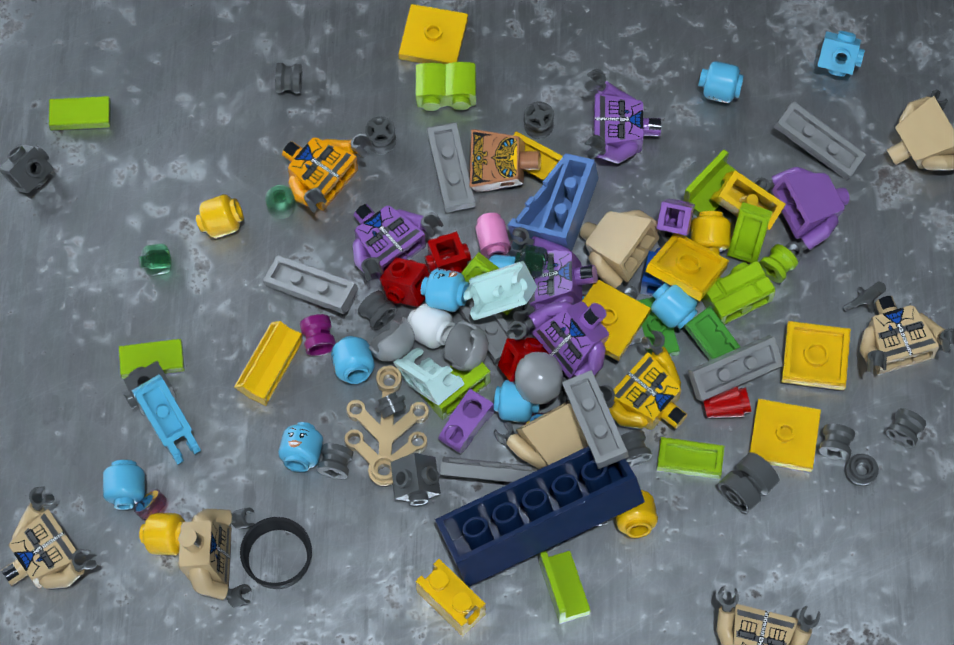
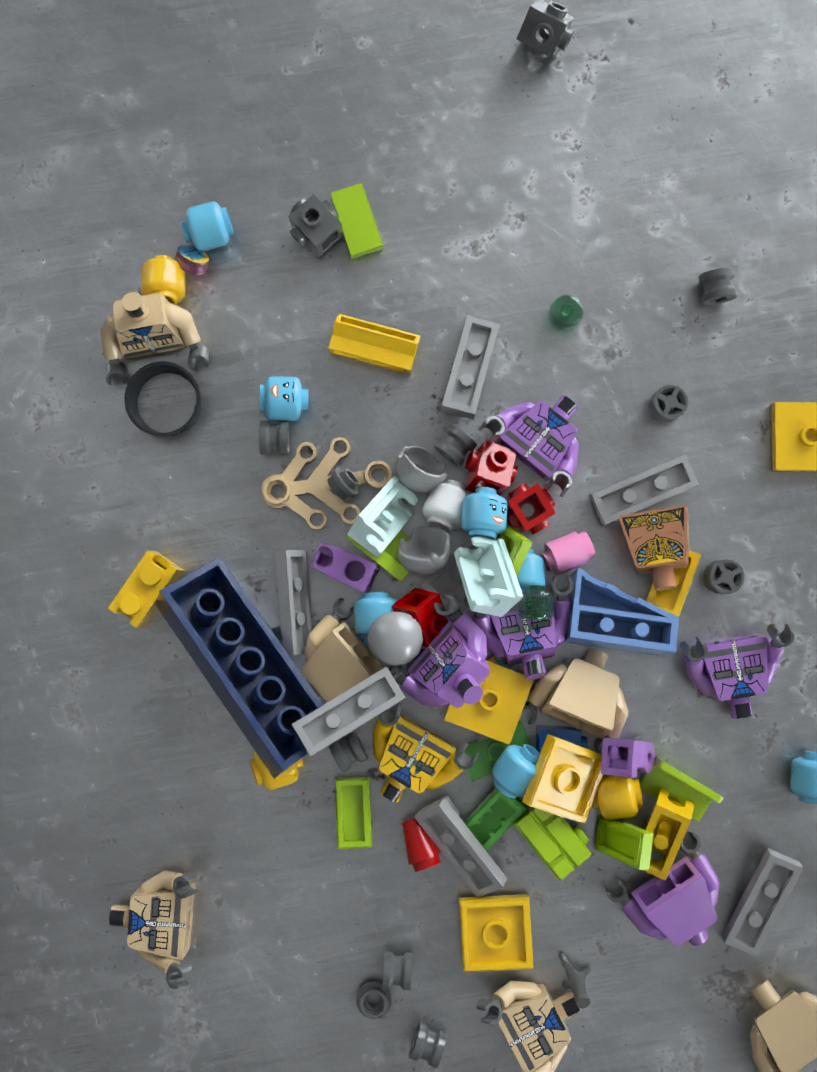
camera: 80 degrees right, 20 degrees up
(44, 548) = (123, 165): torso -> none
(79, 113) = (629, 70): lime tile -> none
(155, 259) = (469, 195): clear green piece -> none
(165, 416) = (281, 248): medium azure hinge -> none
(219, 216) = (532, 251): yellow head -> none
(317, 334) = (413, 388): magenta wheel -> none
(323, 168) = (610, 348): torso -> none
(352, 359) = (391, 431): medium azure head -> none
(415, 478) = (267, 526): dark grey brick -> none
(446, 85) = (744, 463): lime brick -> none
(564, 586) = (183, 704): lime panel -> none
(751, 479) = (342, 887): dark grey wheel -> none
(778, 263) = (597, 876): lime wheel -> none
(785, 434) = (397, 910): yellow plate -> none

